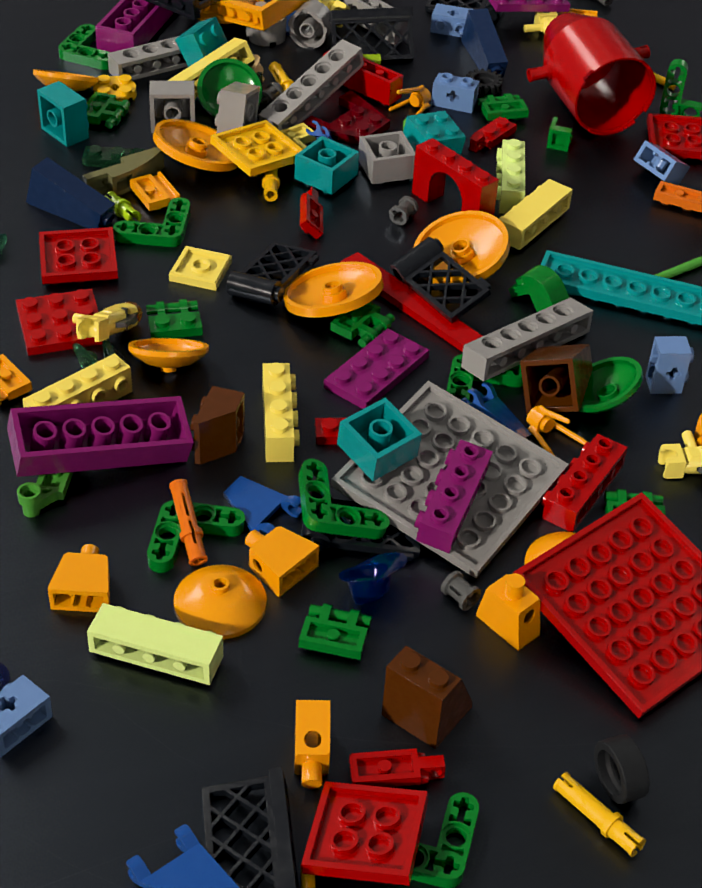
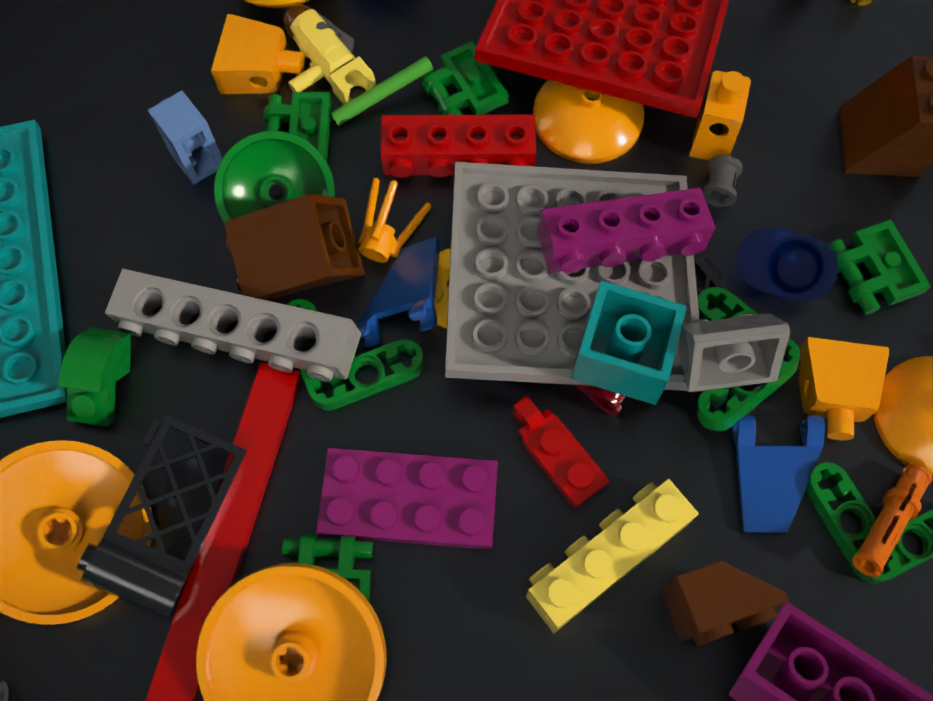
camera: 120 degrees left, 25 degrees up
(339, 471) = (732, 351): none -> light grey slope
(651, 424) = (307, 116): none -> green plate
(655, 470) = (382, 90): none -> bright green bar

